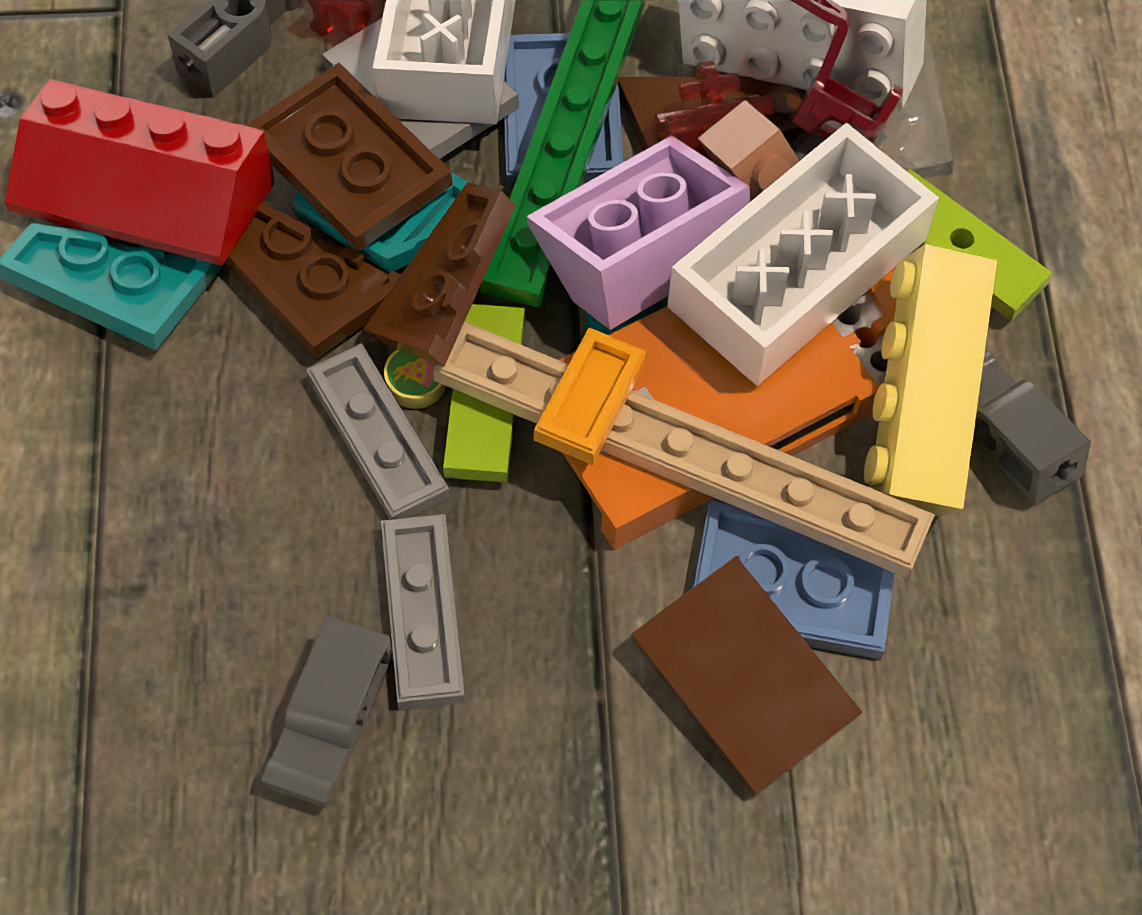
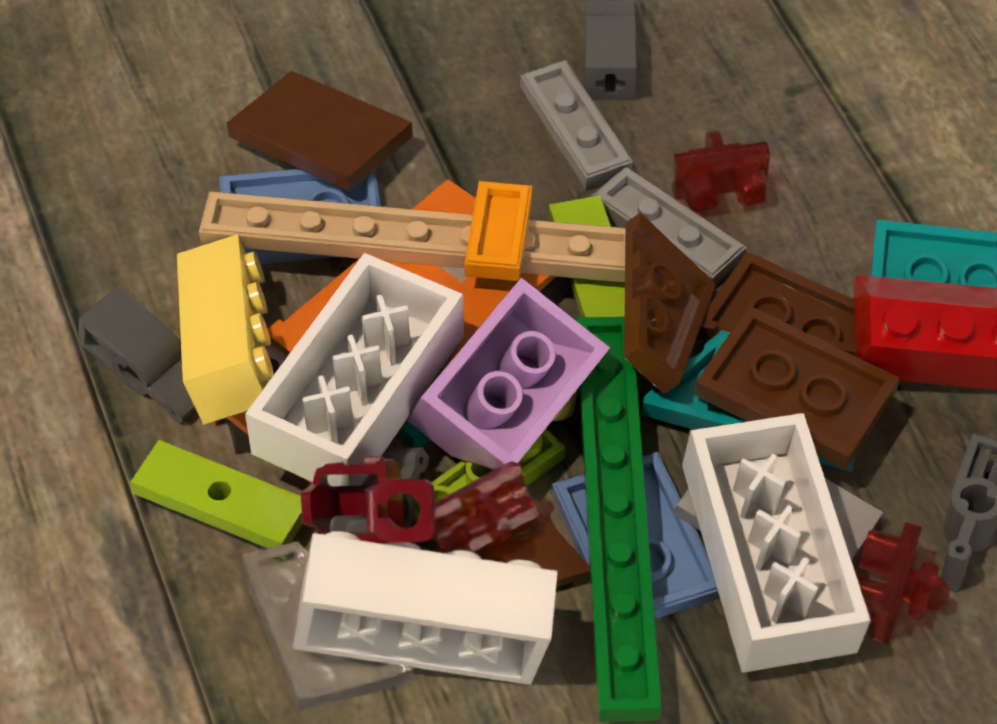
camera: 165 degrees right, 10 degrees down
(285, 470) = (719, 170): none -> clear red hips
(749, 148) = (432, 450): nougat brick -> none

